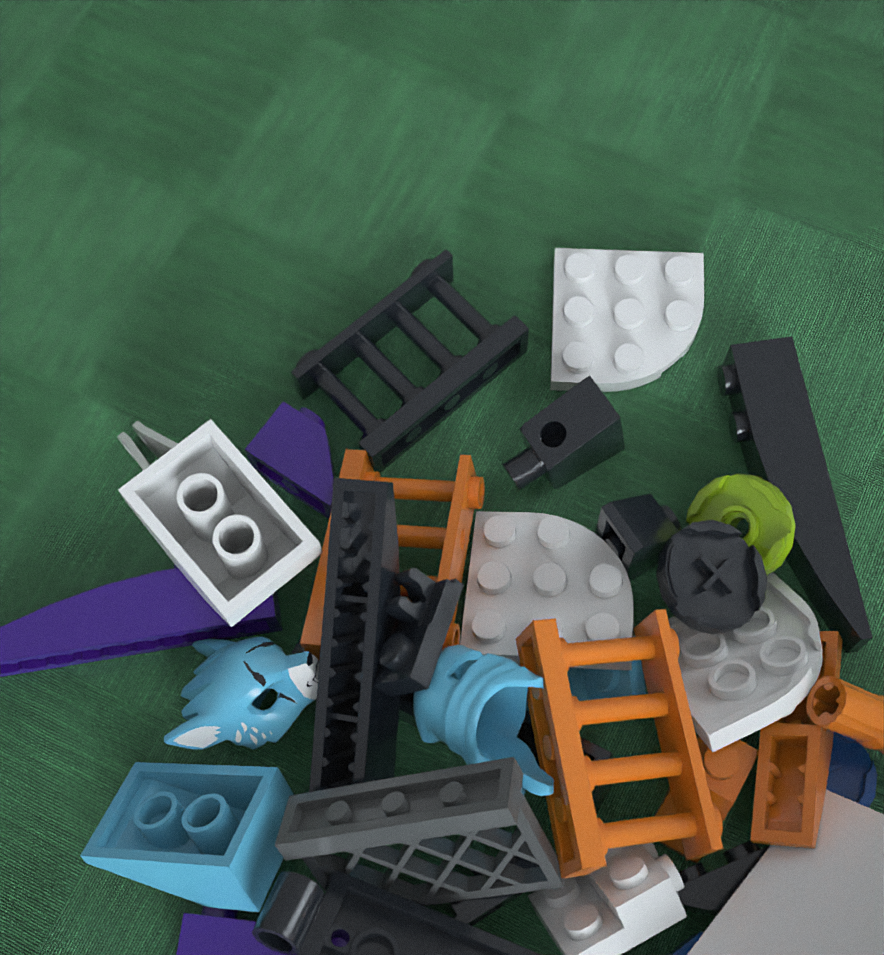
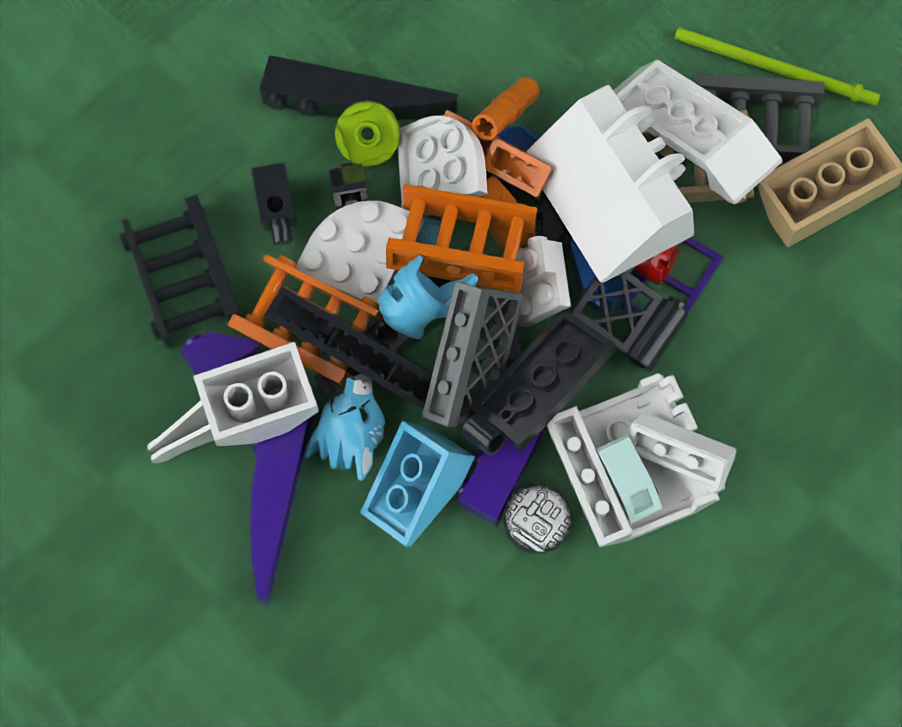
camera: 70 degrees left, 5 degrees up
(423, 623) = (365, 312): black plate -> none
(622, 315) = (204, 143): white plate -> none
(711, 577) = (392, 157): black tile -> none

